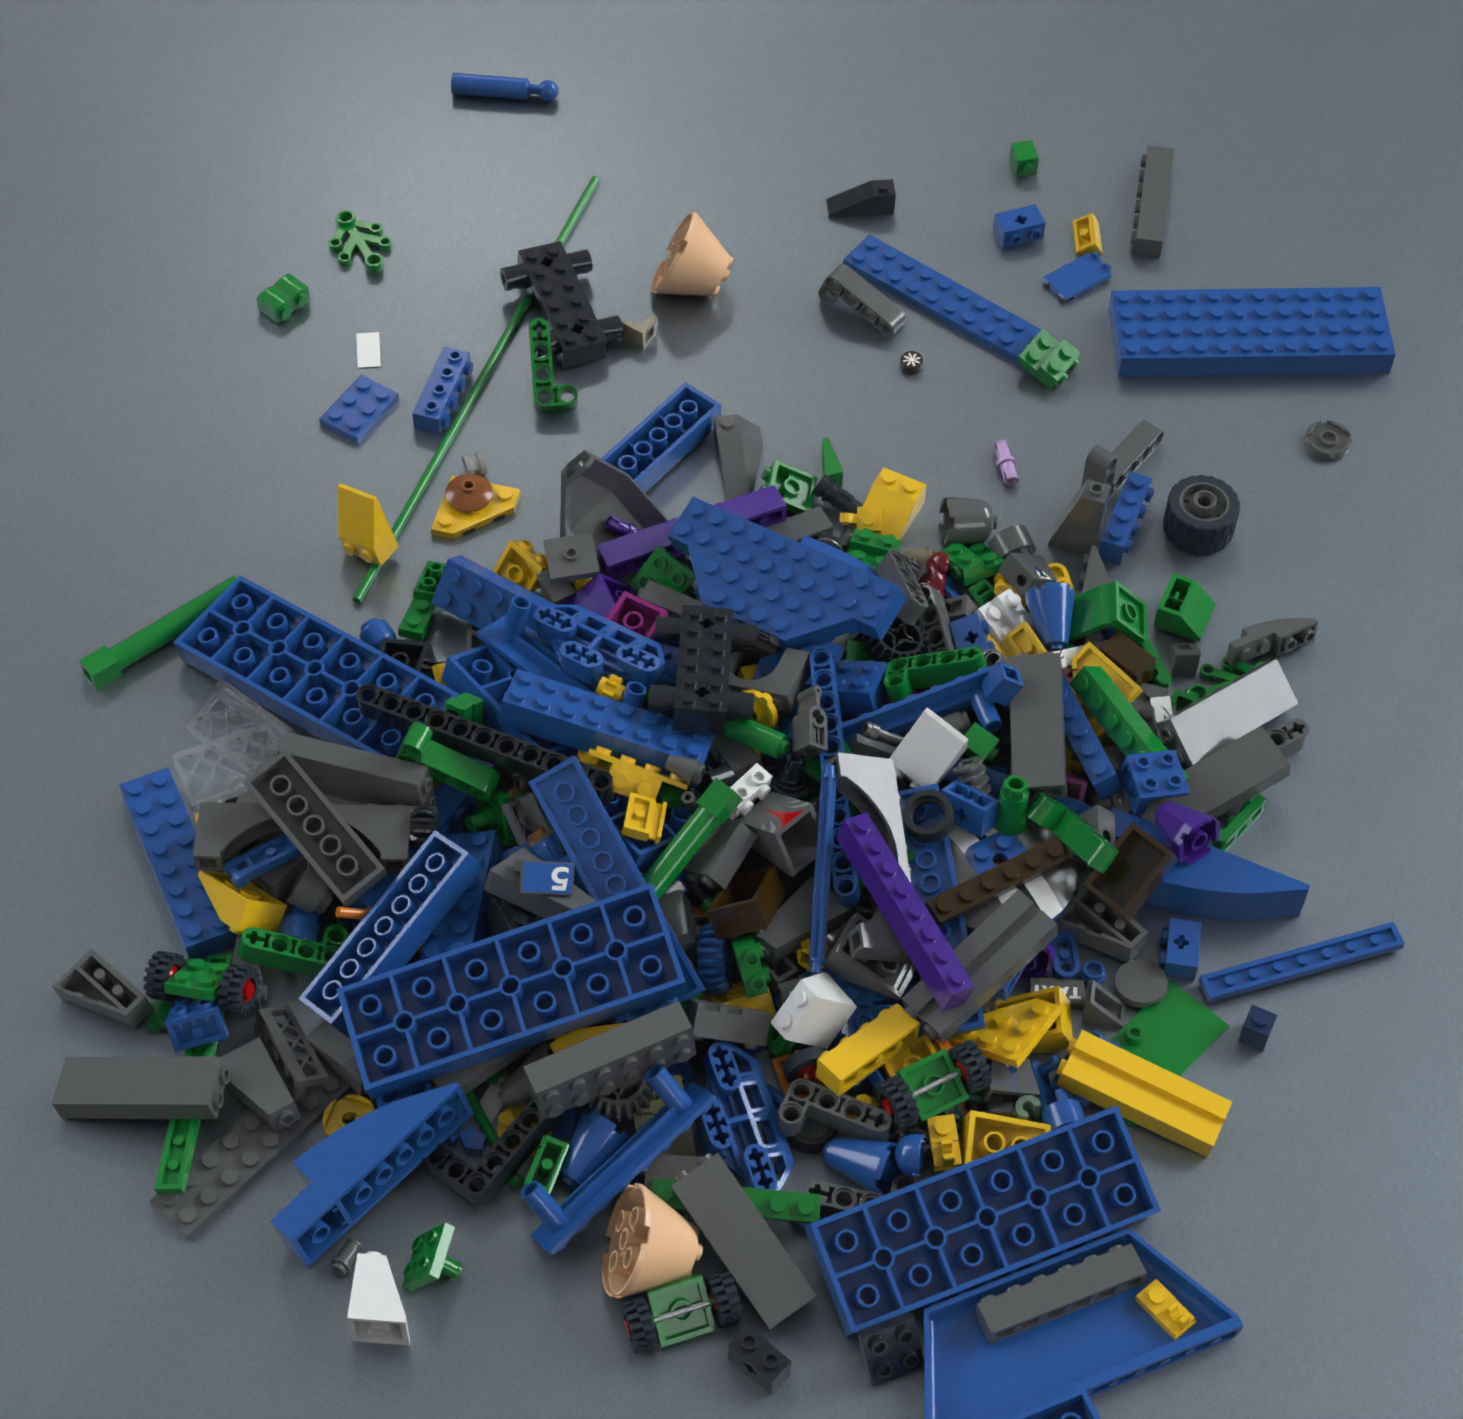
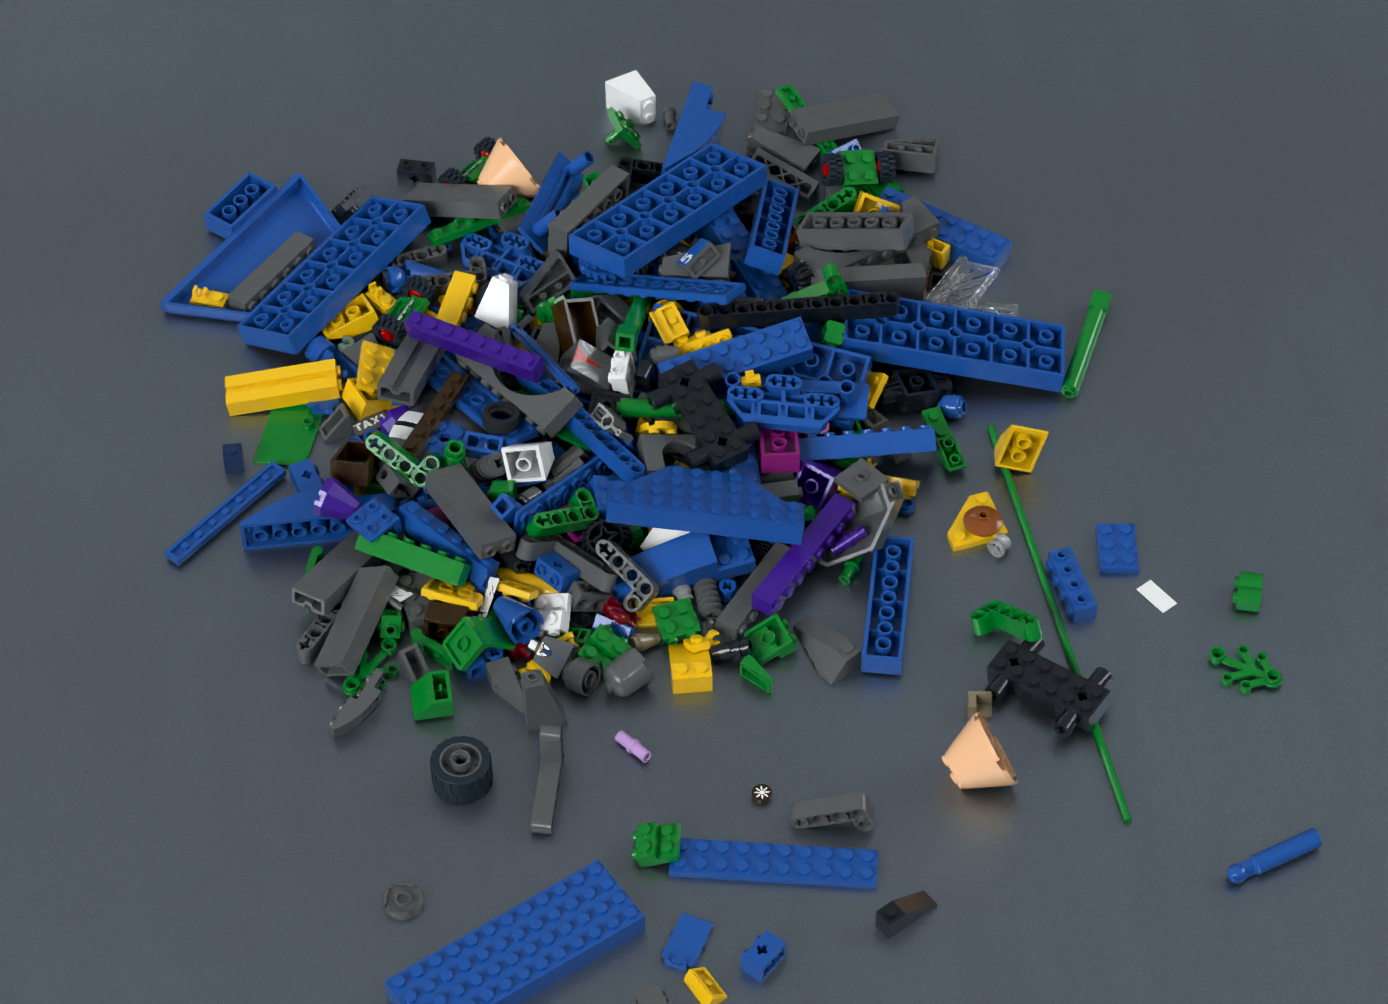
camera: 150 degrees right, 5 degrees down
(1125, 517) = (517, 744): blue brick -> none
(1141, 983) = (319, 451): dark grey tile -> none

